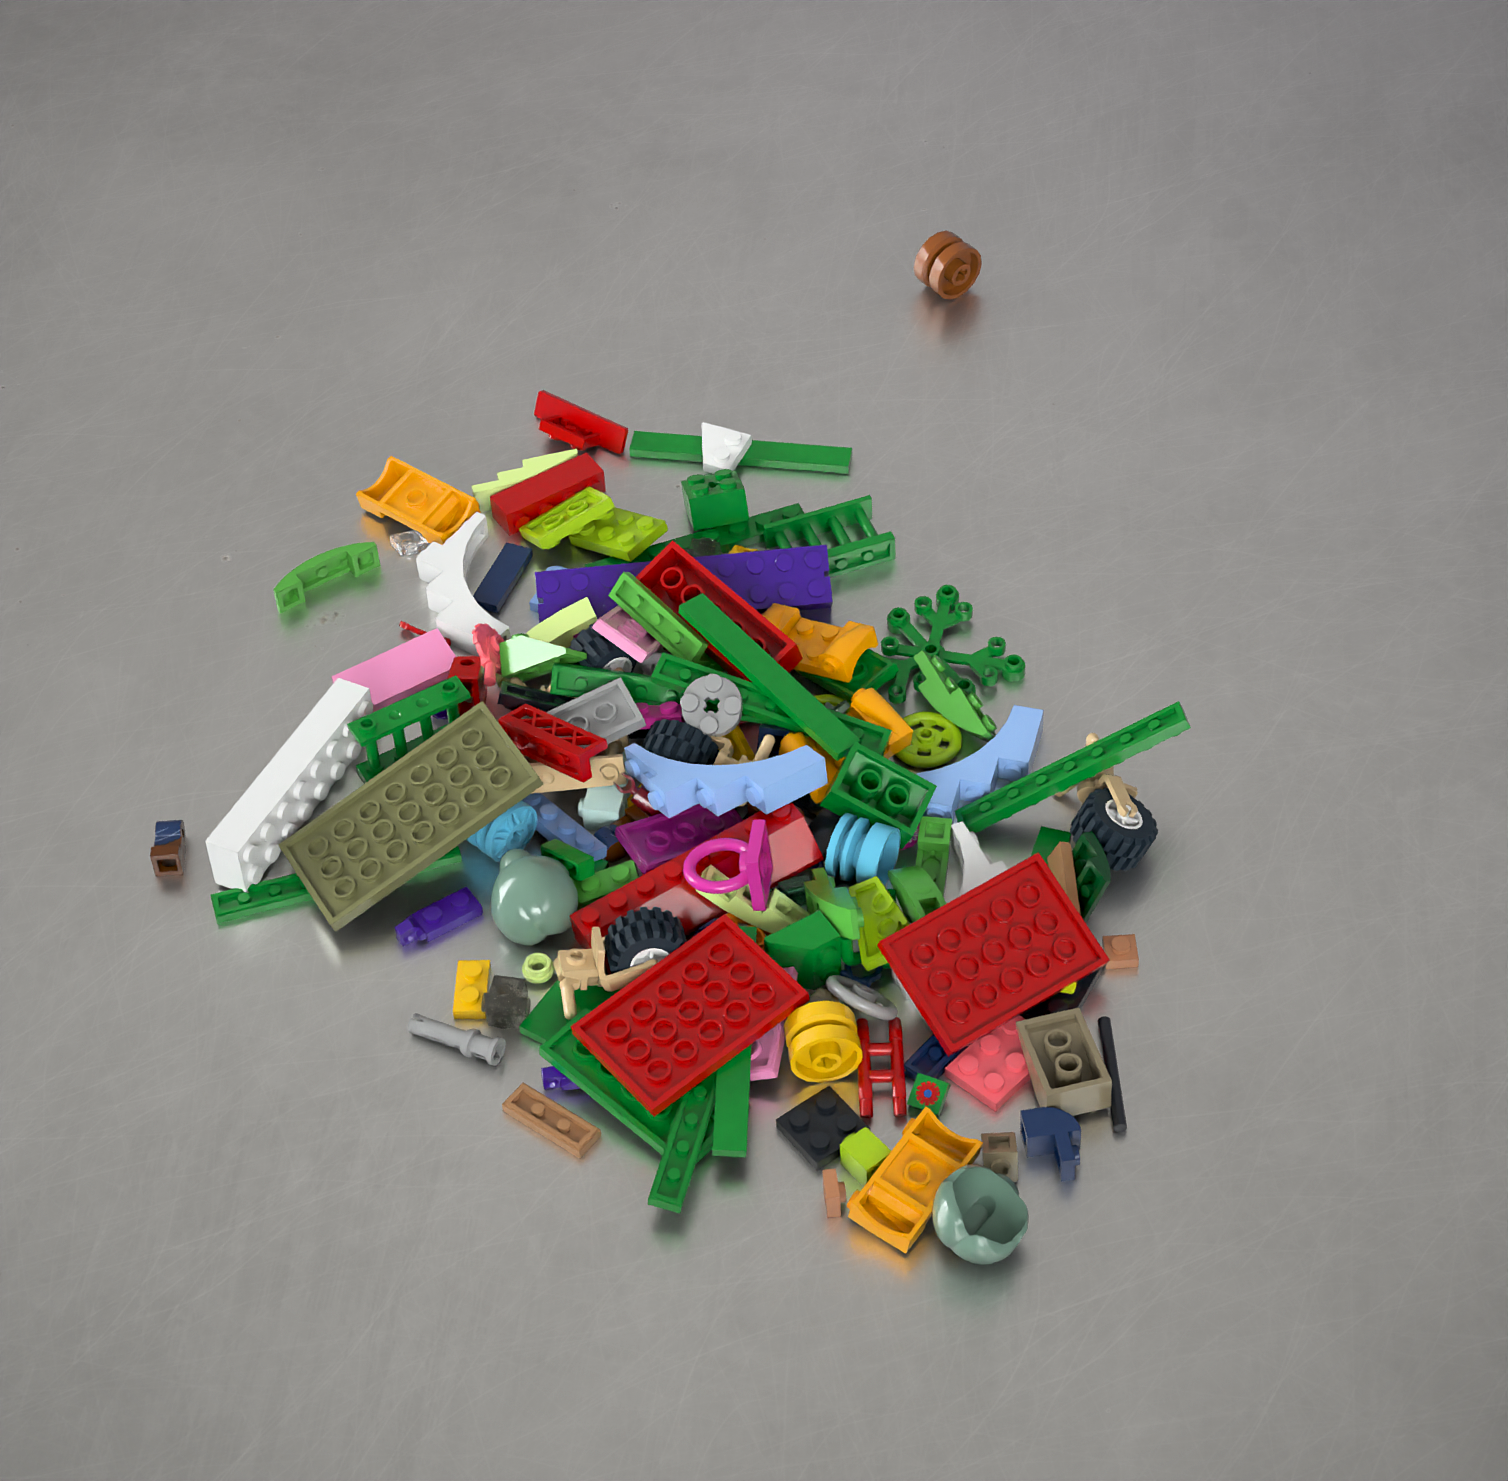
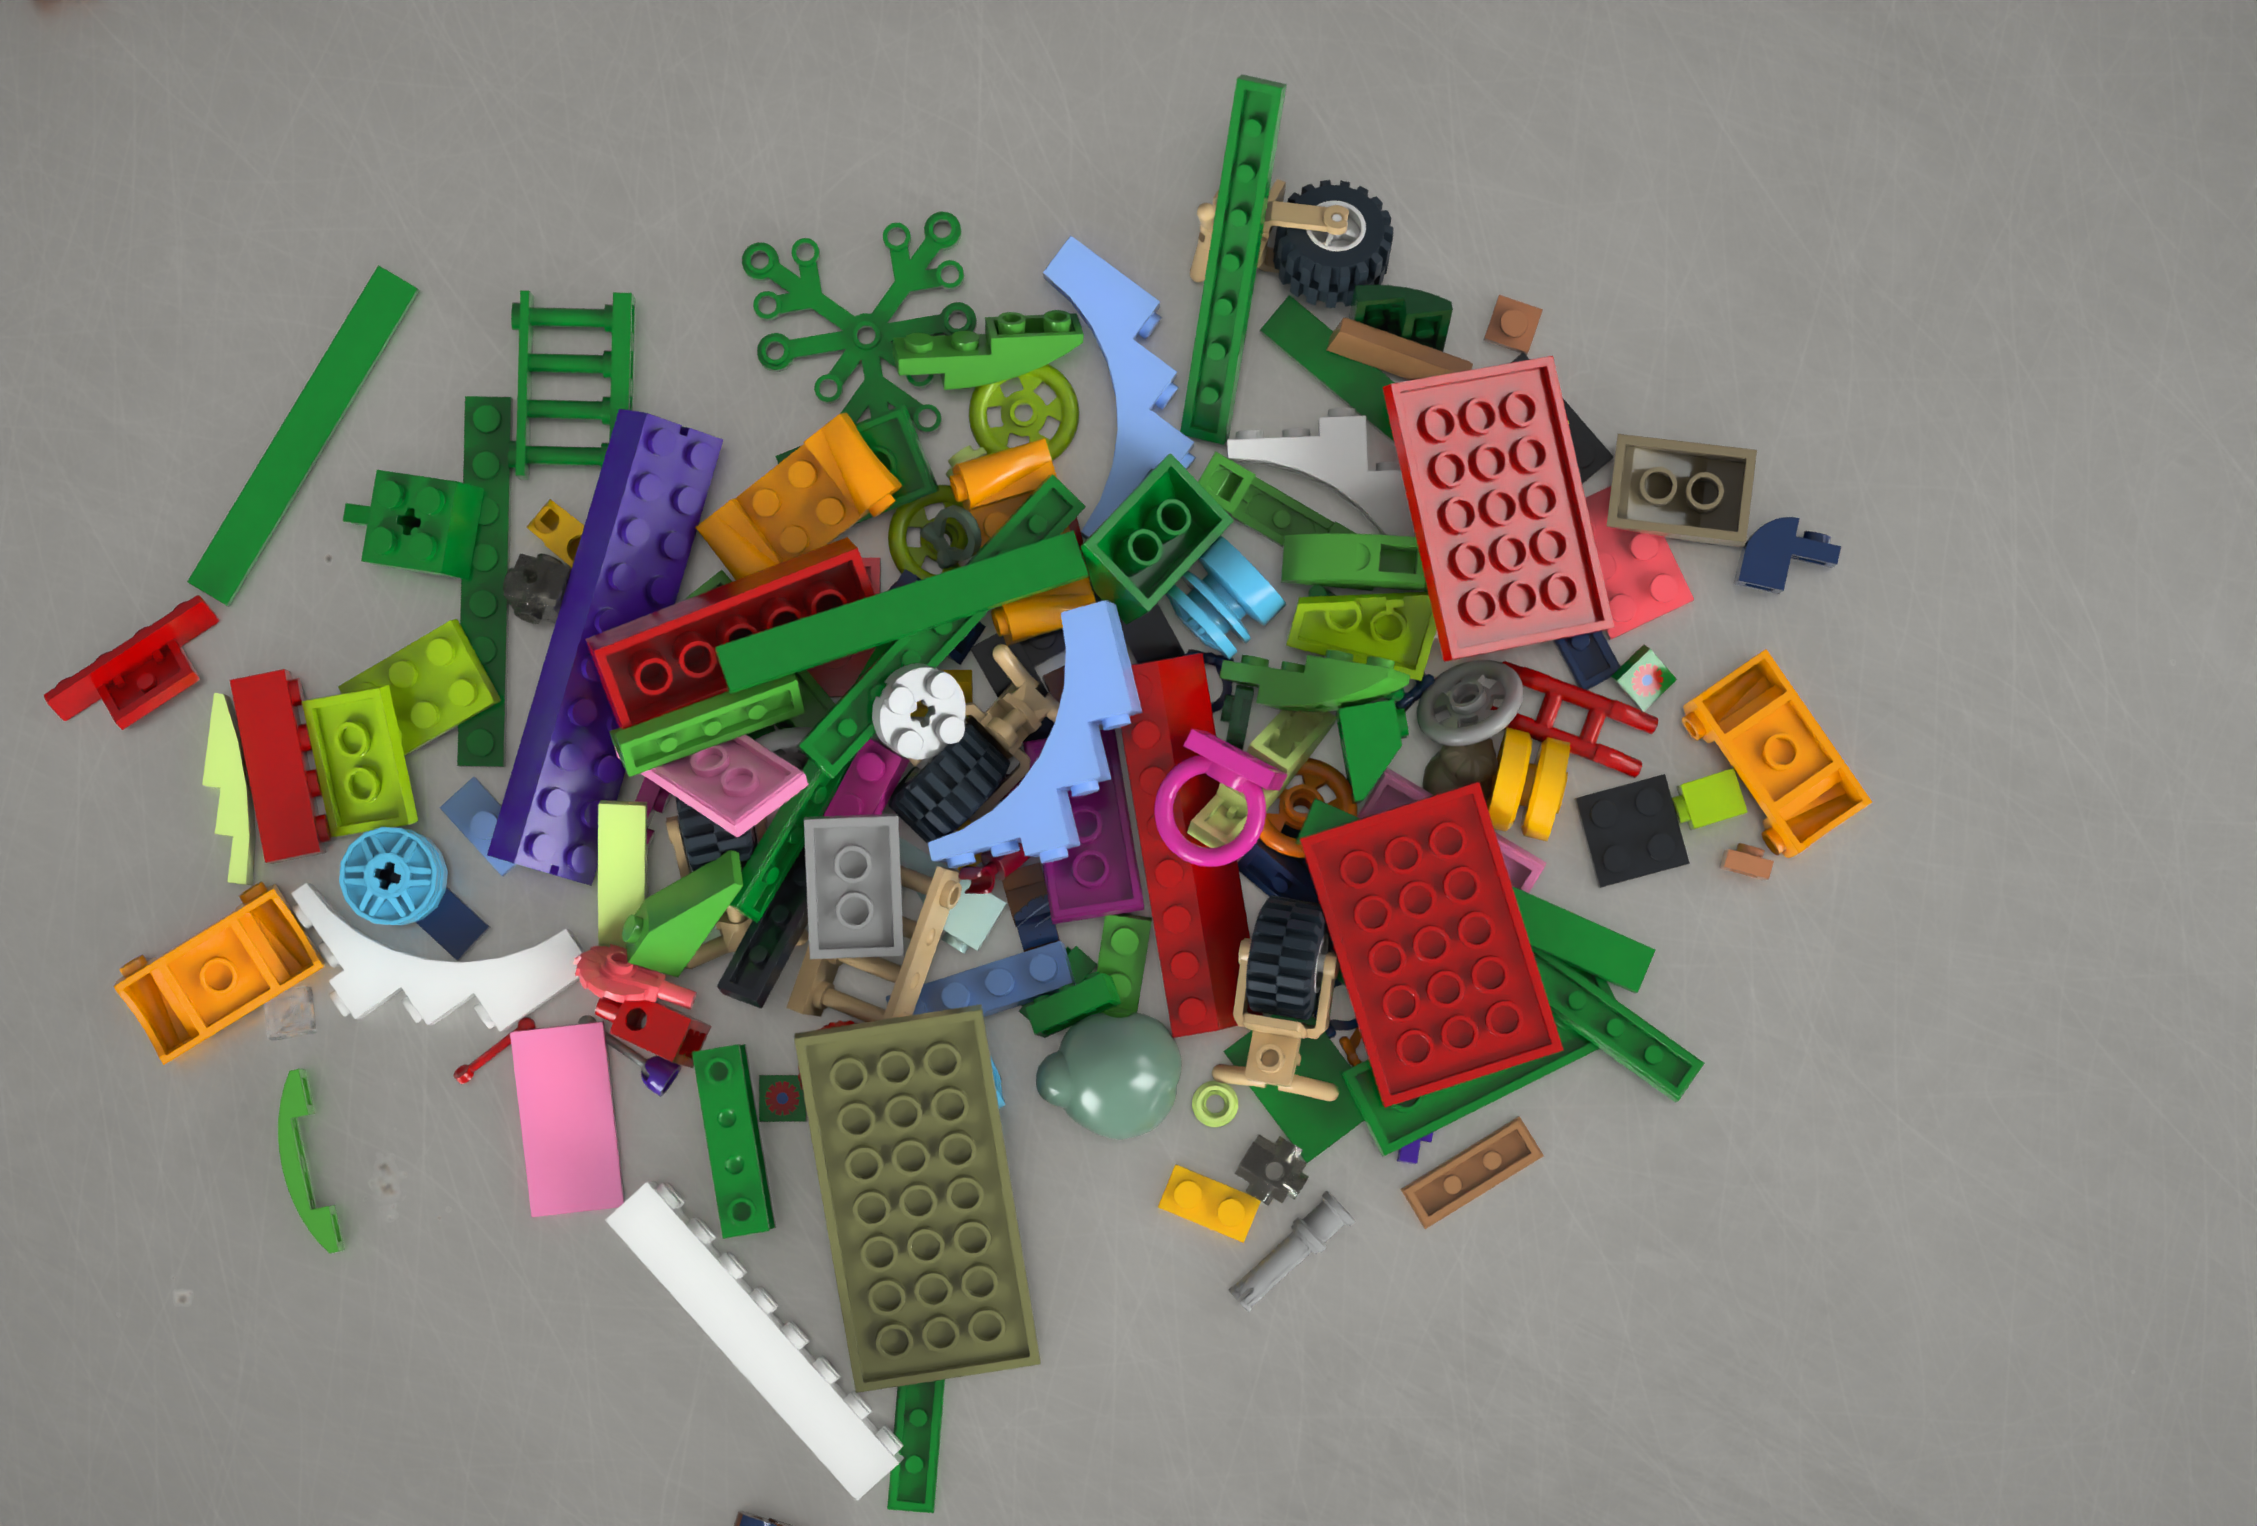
camera: 70 degrees left, 40 degrees up
(439, 917) = (1063, 1204): dark purple hinge -> none
(505, 543) = (415, 859): none -> medium azure wheel
(545, 745) = (889, 973): red fence -> none
(722, 447) = (299, 466): white wing -> none
(979, 1214) = (1879, 701): sand green piece -> none
(1000, 1153) = (1774, 629): dark tan bracket -> none
(1110, 1062) = (1701, 428): black bar -> none

